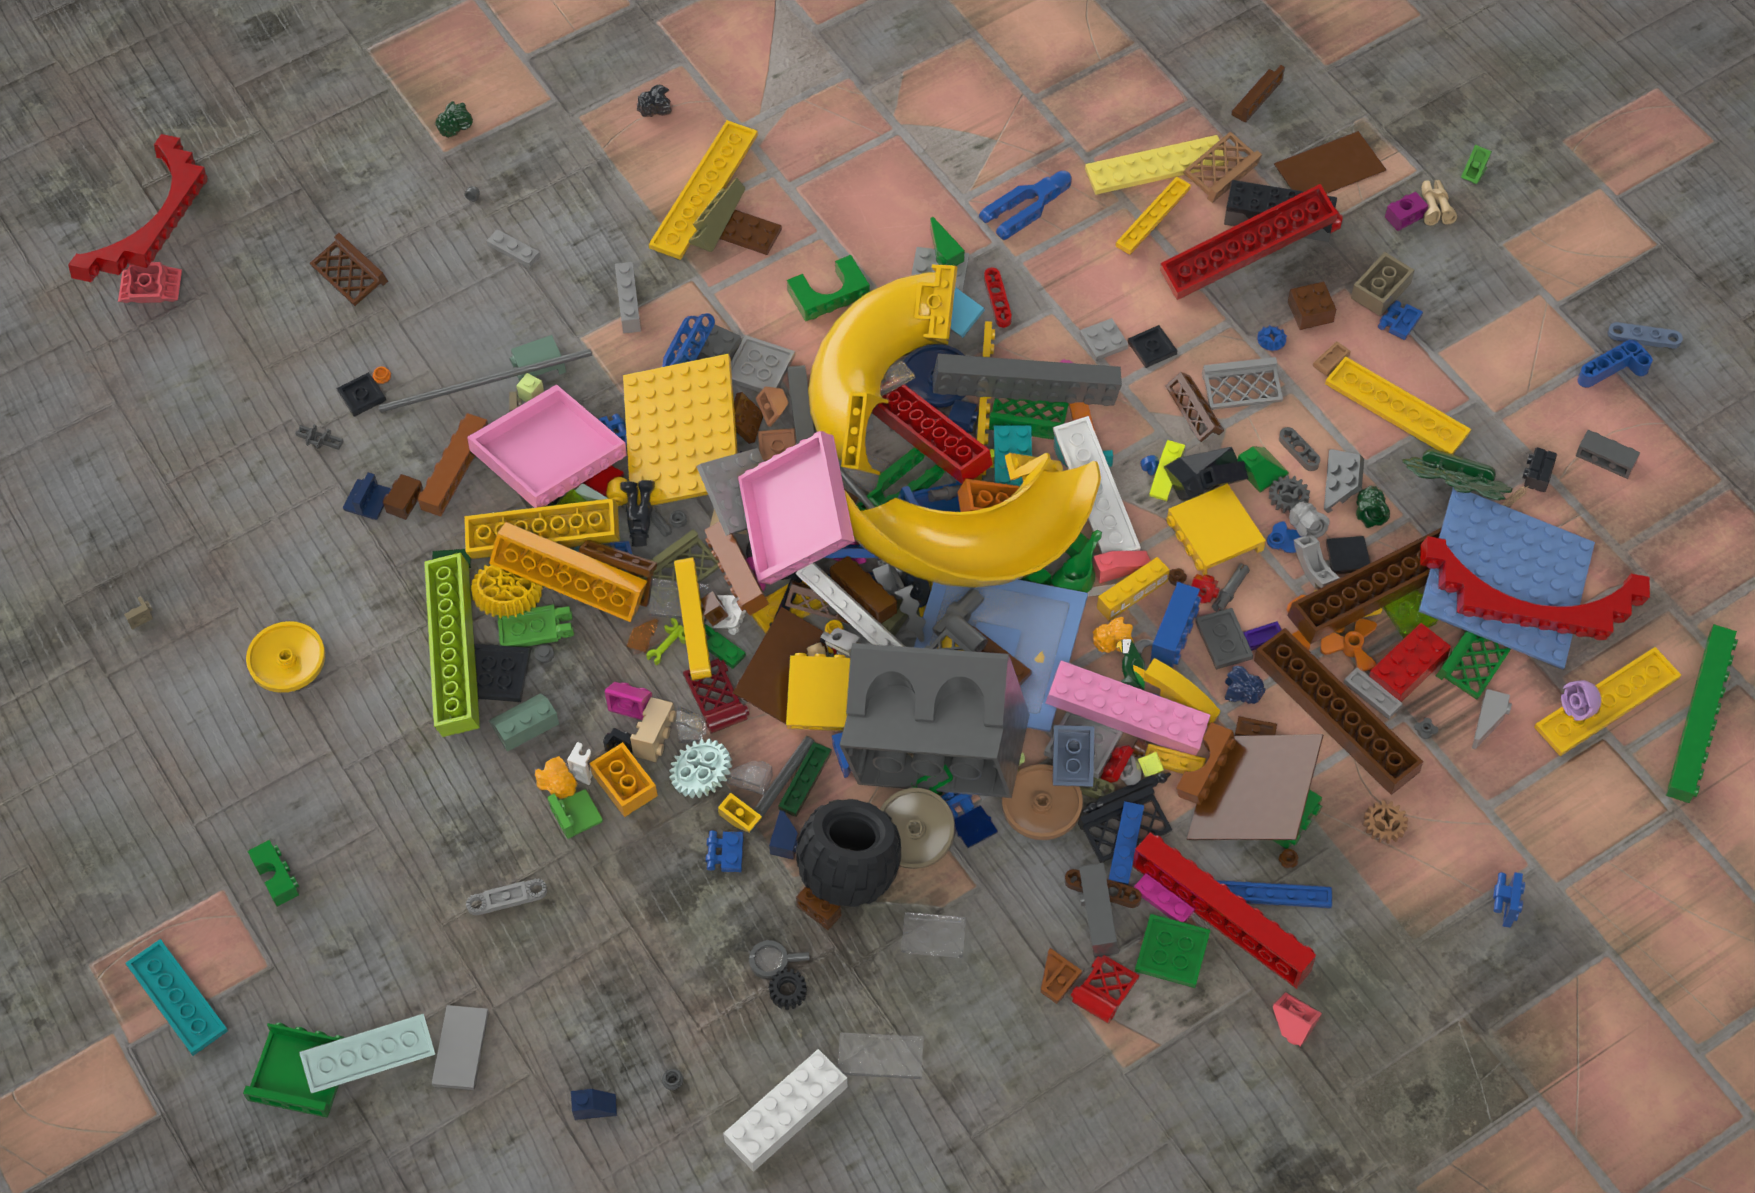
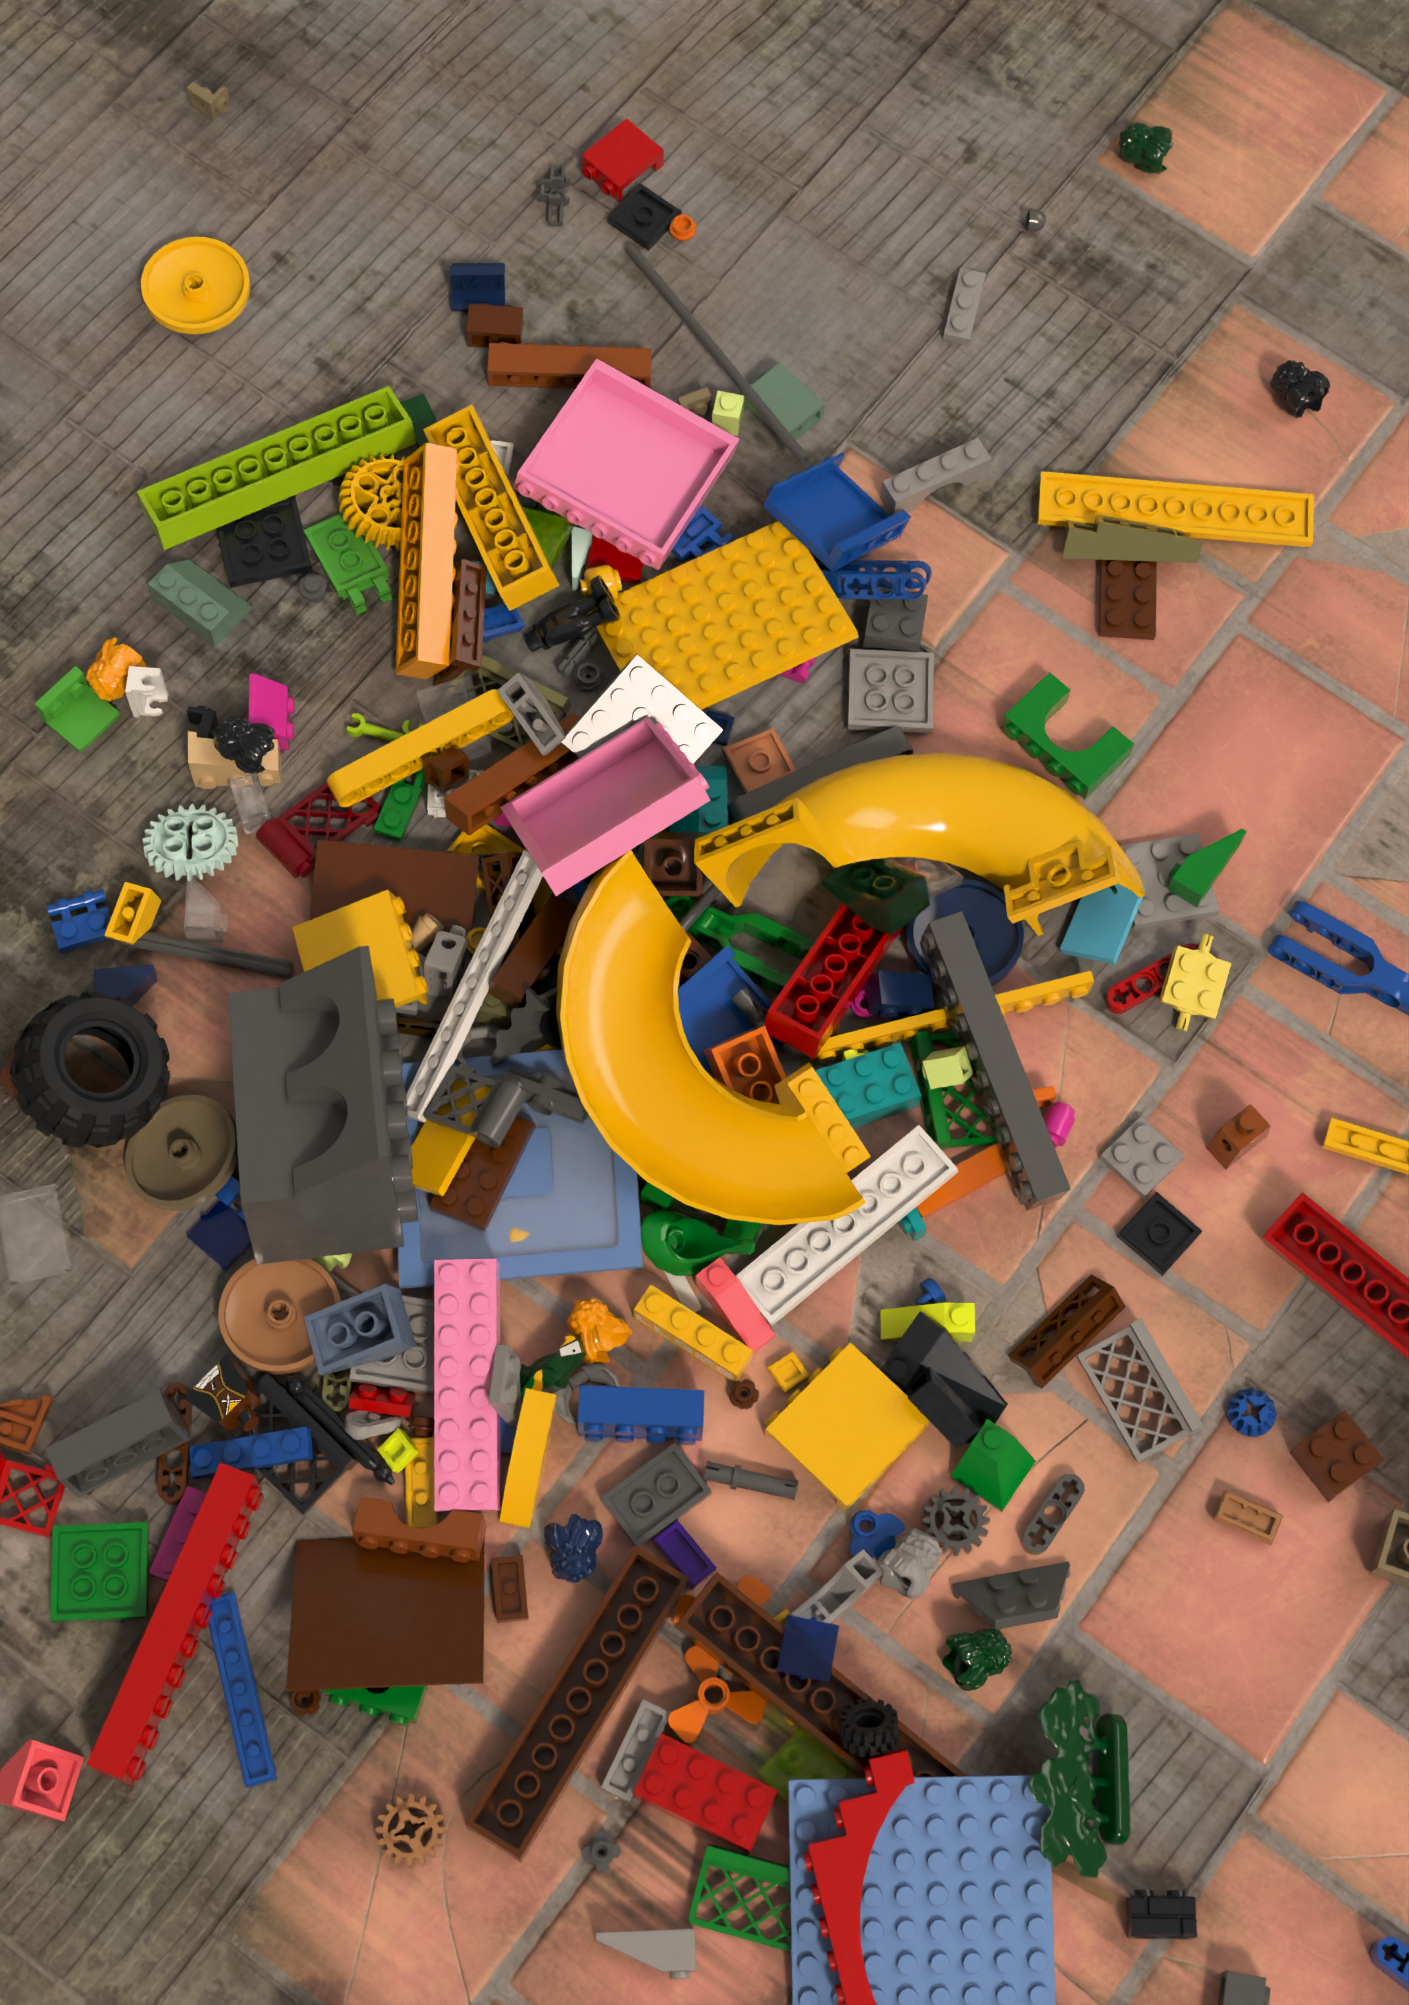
camera: 65 degrees right, 10 degrees up
(315, 391) = (621, 158): none -> red panel
(356, 257) = (859, 126): reddish brown fence -> none
(623, 779) = (141, 752): light orange brick -> none
(633, 352) = (832, 514): none -> blue panel
(641, 636) = (381, 696): clear orange slope -> none
(655, 704) = (244, 743): none -> black hair
(703, 543) = (532, 712): none -> light grey slope
(747, 417) = (785, 701): reddish brown plate -> none
(772, 403) = (824, 729): nougat slope -> none
(804, 779) = (214, 981): dark green plate -> none
(905, 396) = (880, 893): none -> clear green slope
(1010, 277) = (1194, 982): none -> light yellow plate
(1022, 403) = (947, 1067): none -> yellowish green brick
(1087, 844) = (227, 1396): none -> torso
(1110, 280) = (1242, 1133): none -> dark orange torso
(1143, 683) = (505, 1385): none -> light grey wing
(1171, 551) = (788, 1372): none -> yellow tile
(1211, 590) = (729, 1438): red brick -> none
(1347, 554) = (880, 1645): black tile -> none
(1349, 574) = (807, 1648): none -> clear blue piece
(1397, 406) = (1195, 1650): yellow plate -> none
(1405, 321) = (1369, 1616): blue plate -> none
(1414, 555) = (868, 1740): none -> black tyre

